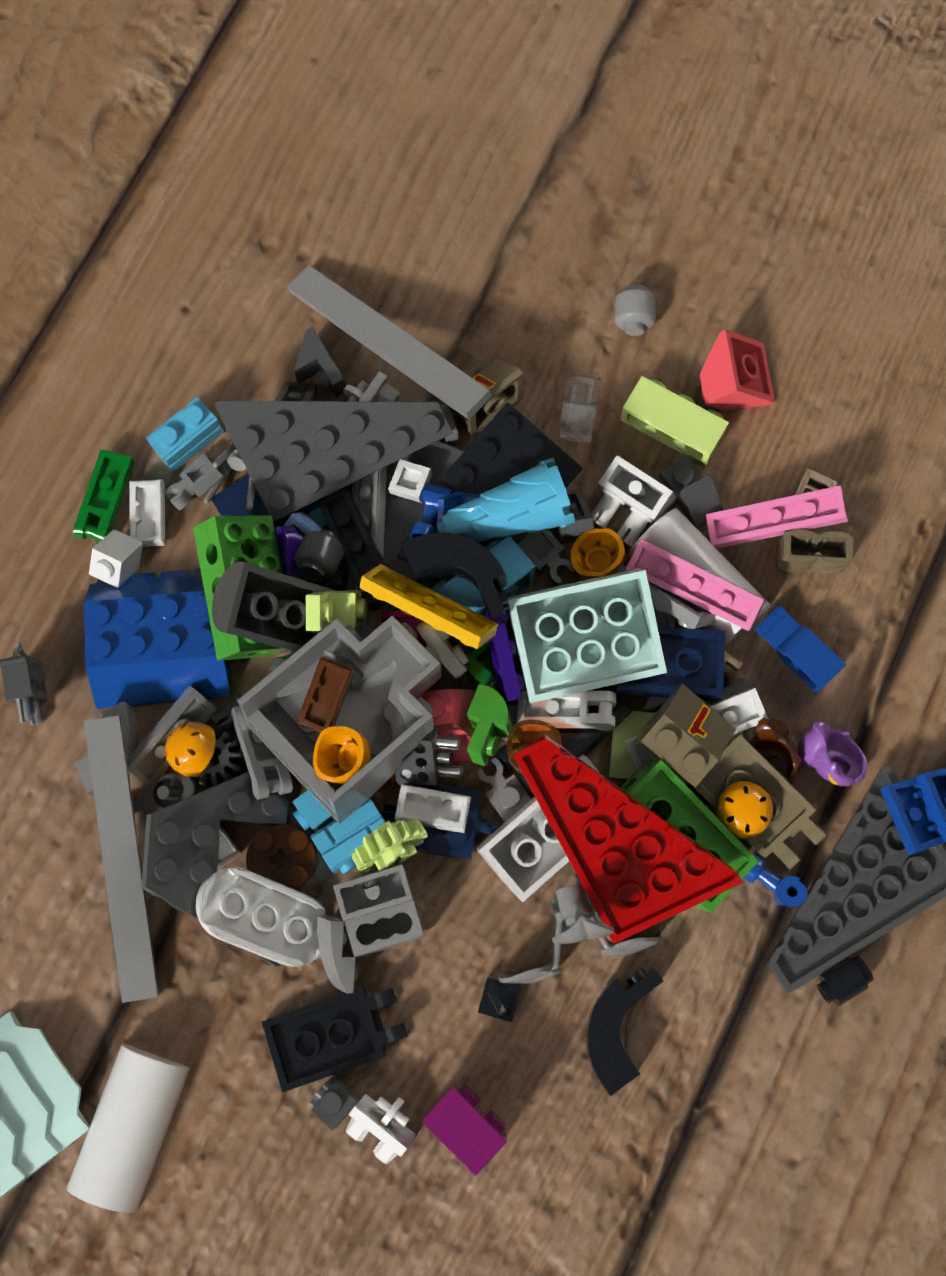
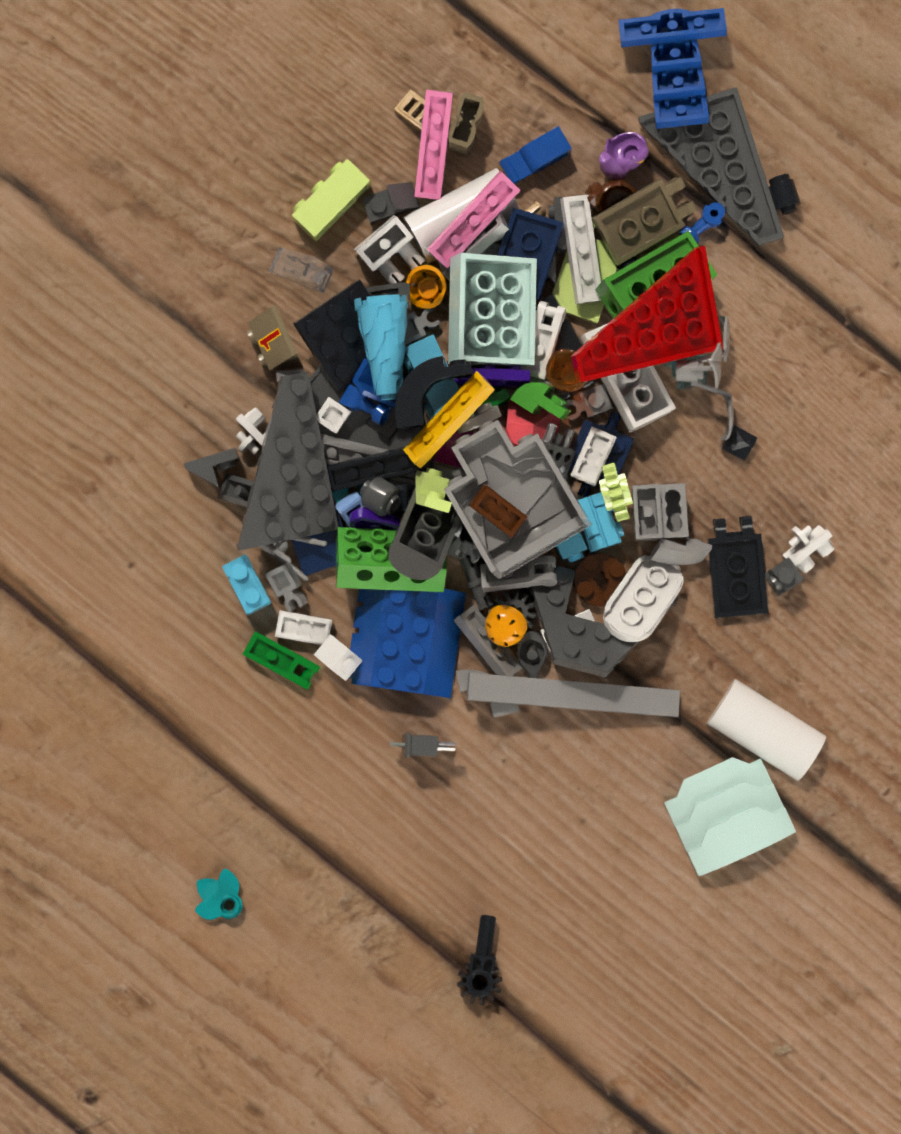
camera: 80 degrees left, 10 degrees up
(350, 757) = (548, 501): light orange helmet -> none
(390, 342) = (213, 405): light grey tile -> none
(466, 1127) = (823, 486): magenta brick -> none
(603, 1029) = (775, 372): black arch -> none
(635, 310) = (229, 205): light grey head -> none
(687, 735) = (587, 256): dark tan slope -> none
(736, 374) = (305, 141): coral slope -> none
(745, 809) = (649, 229): light orange helmet -> none

